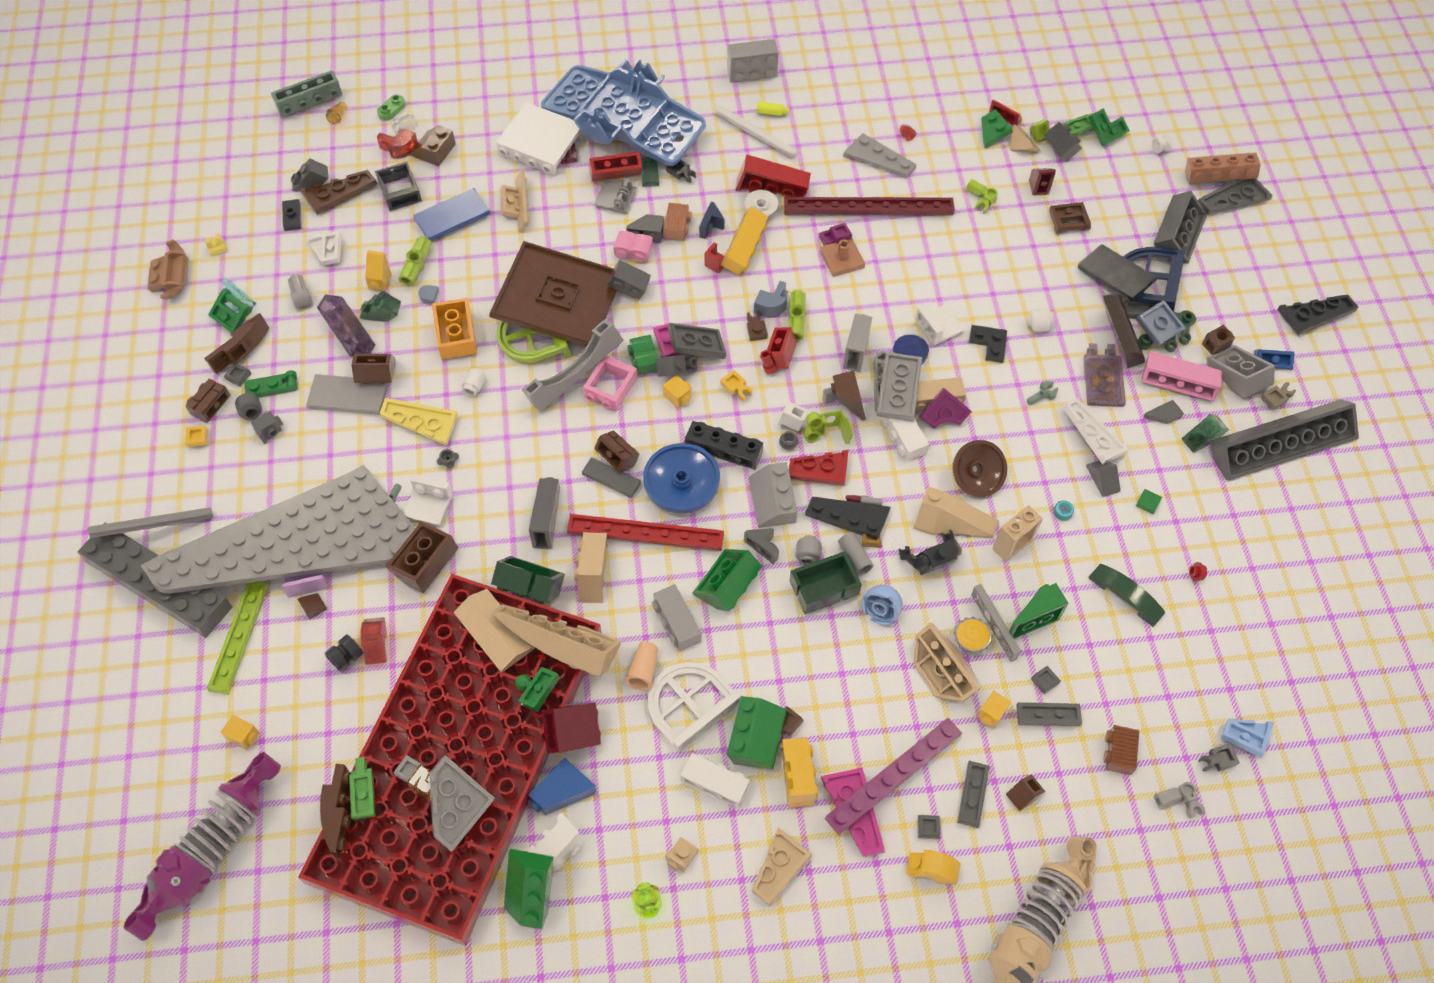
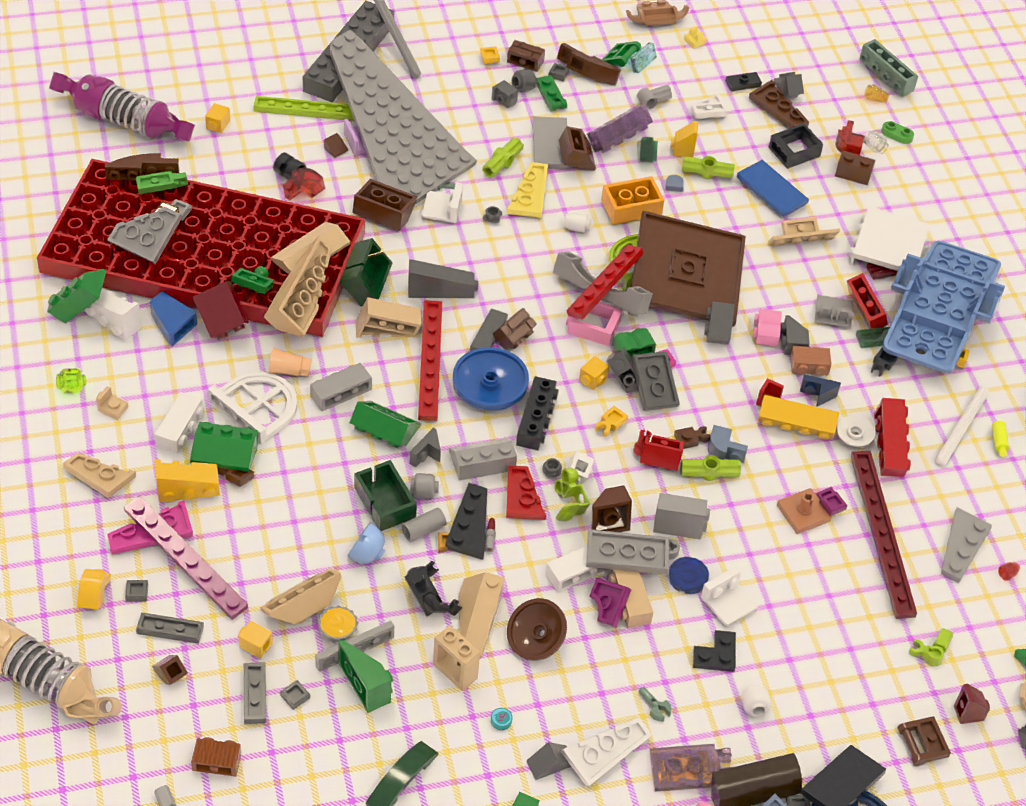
camera: 80 degrees right, 10 degrees down
(365, 439) = (503, 157): none -> lime piece
(579, 359) = (604, 282): none -> red plate

